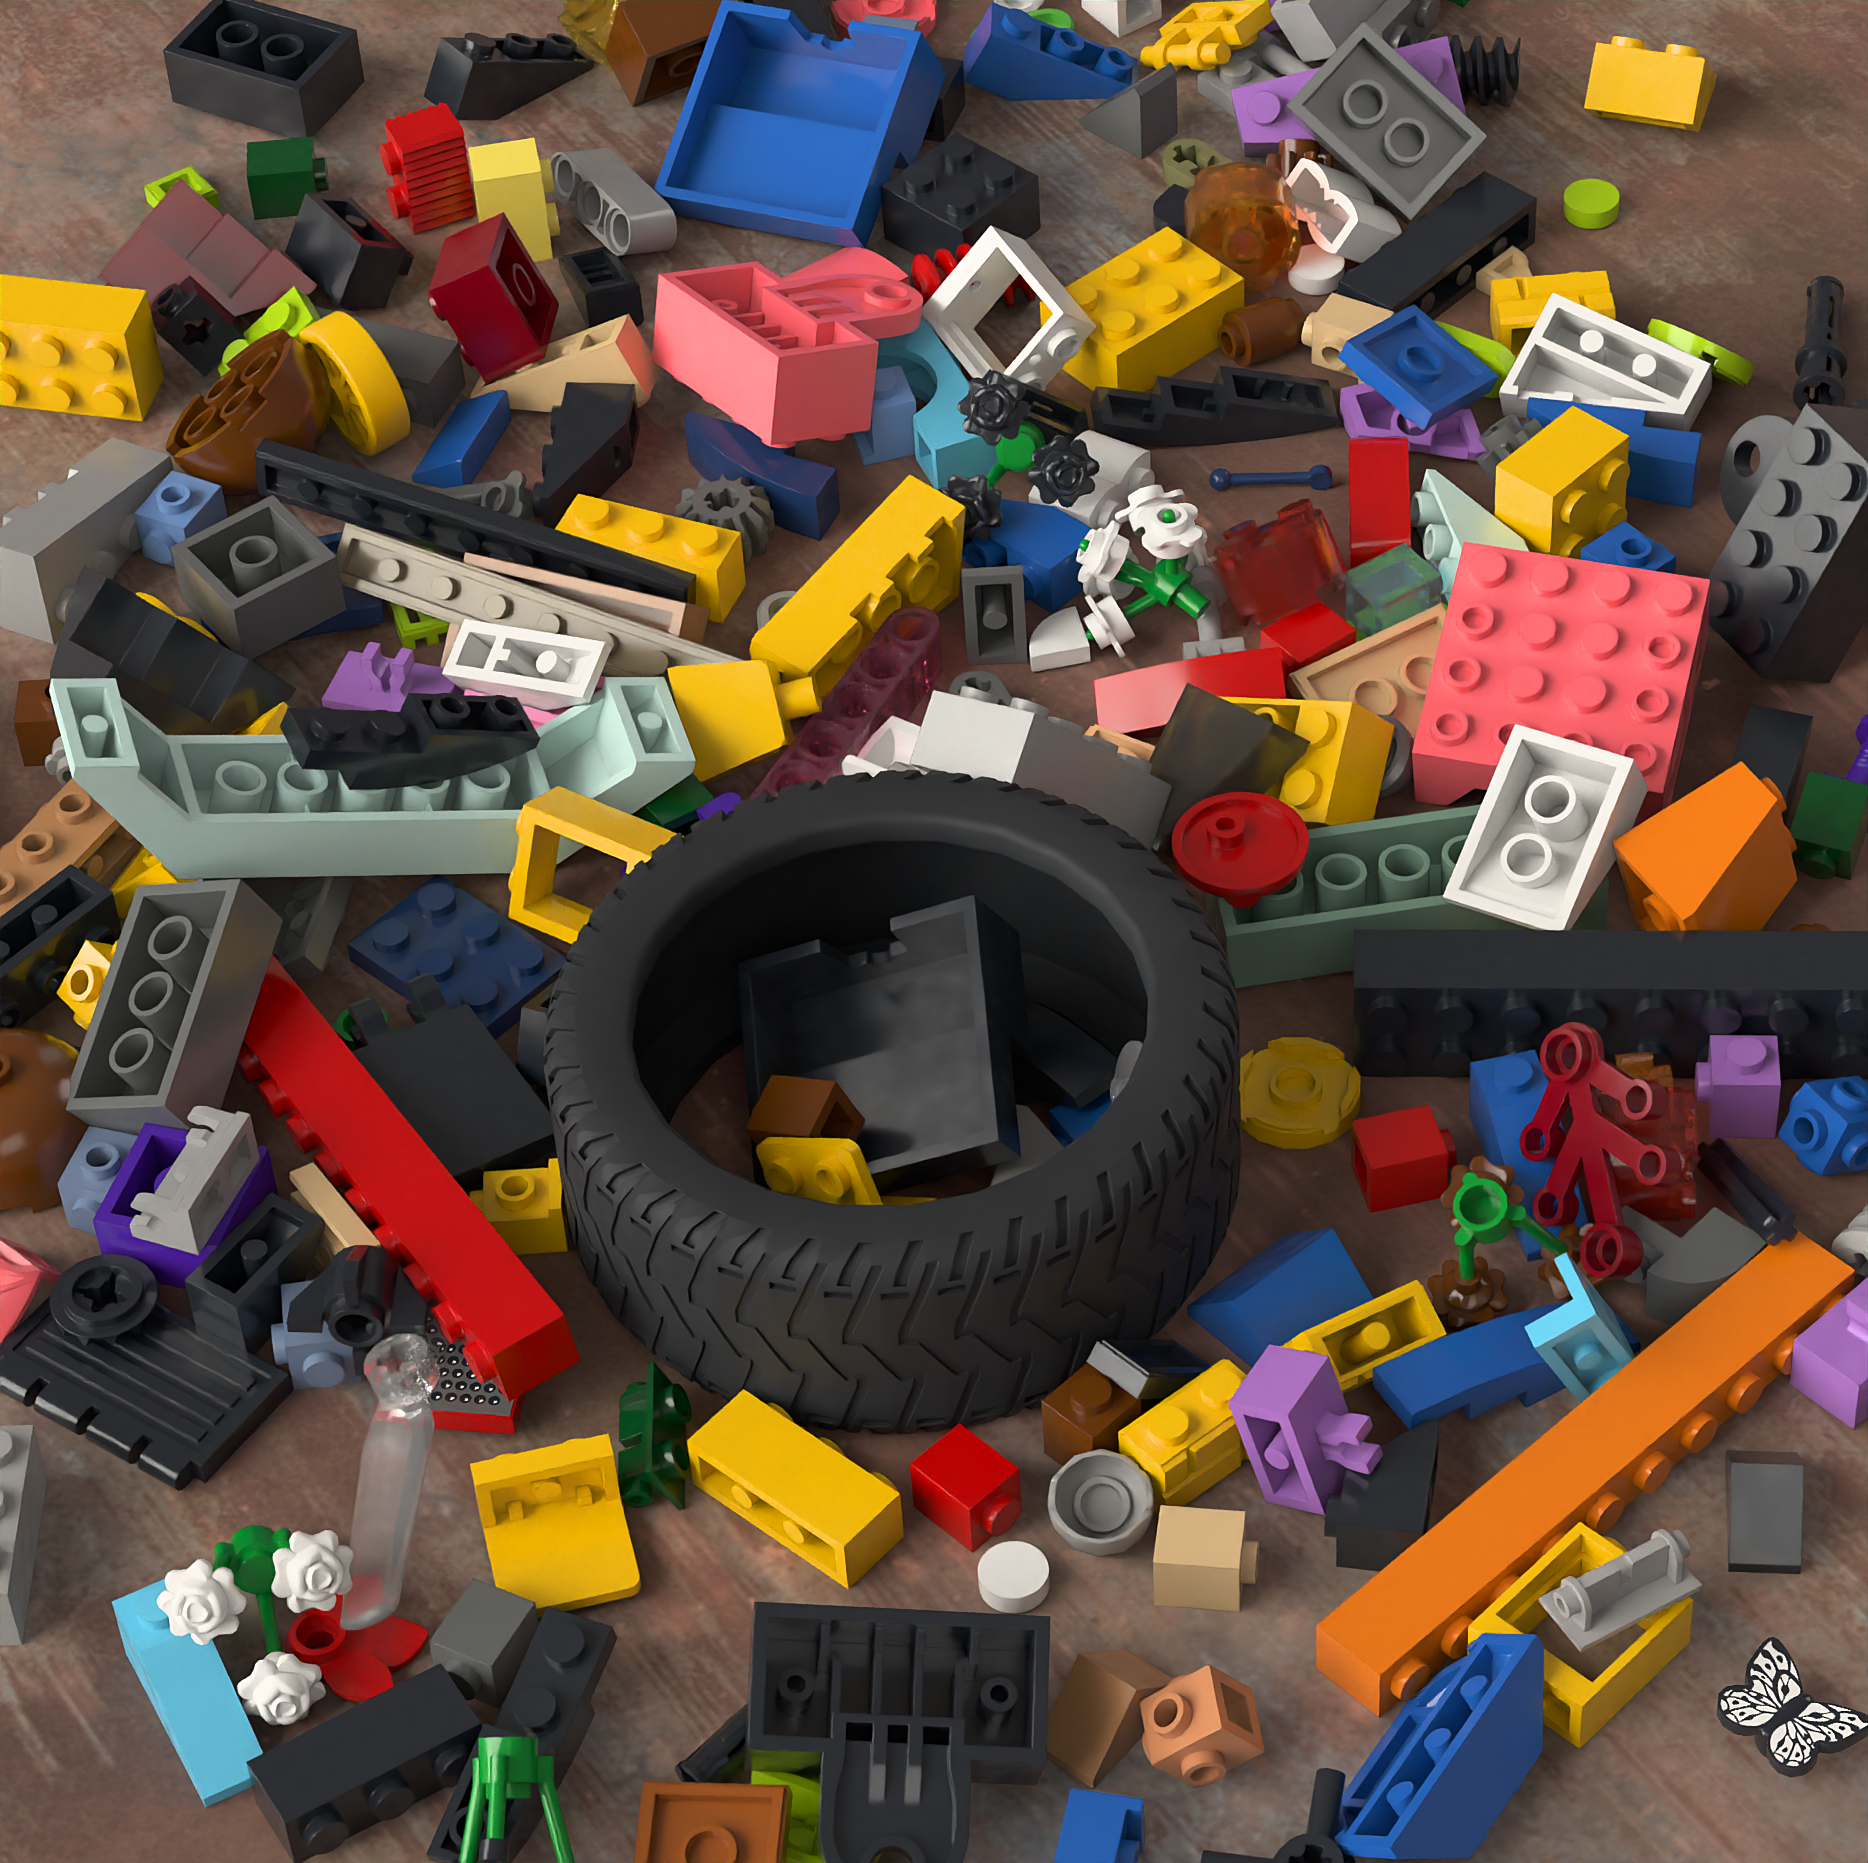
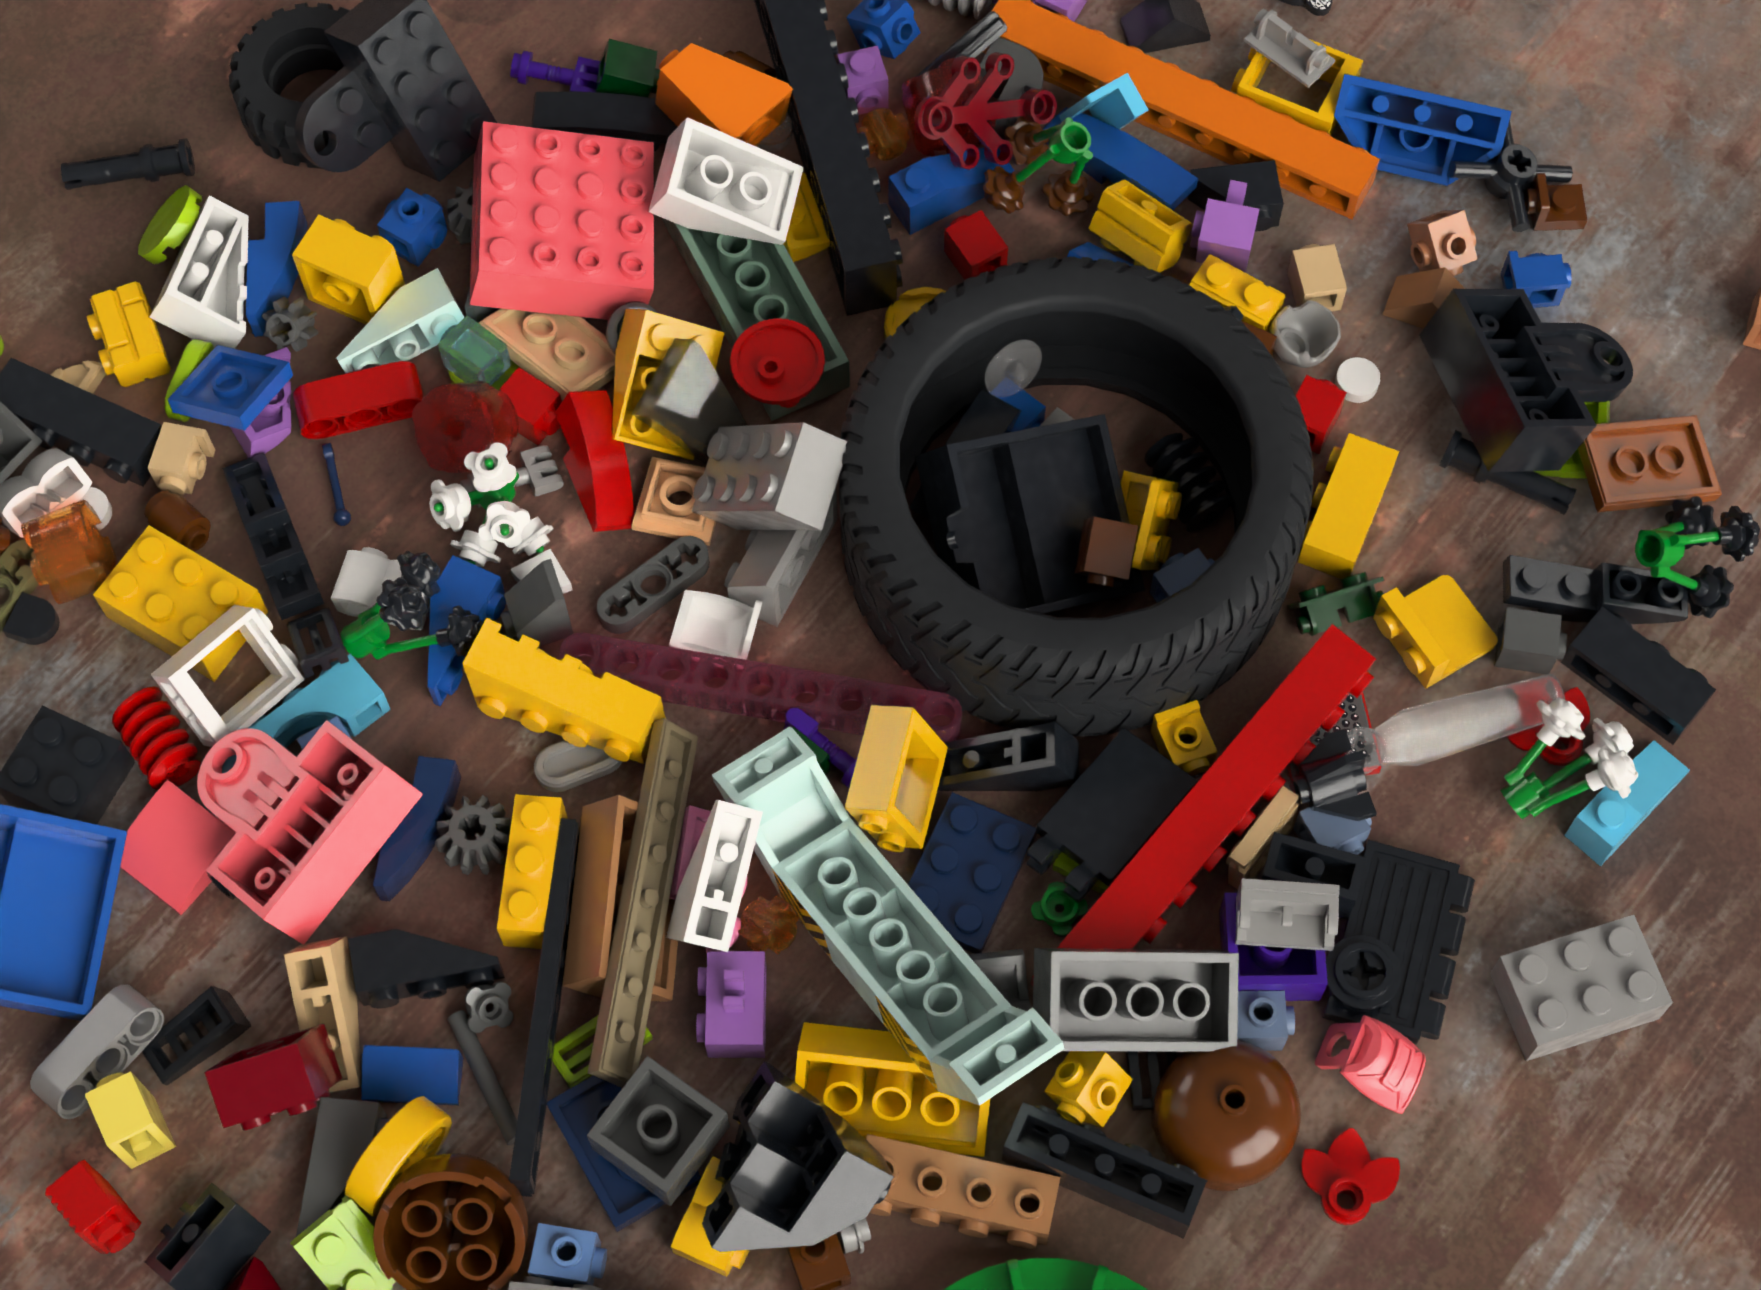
camera: 110 degrees left, 20 degrees up
(421, 744) = (852, 906): black slope -> none
(738, 713) = (706, 731): yellow torso -> none

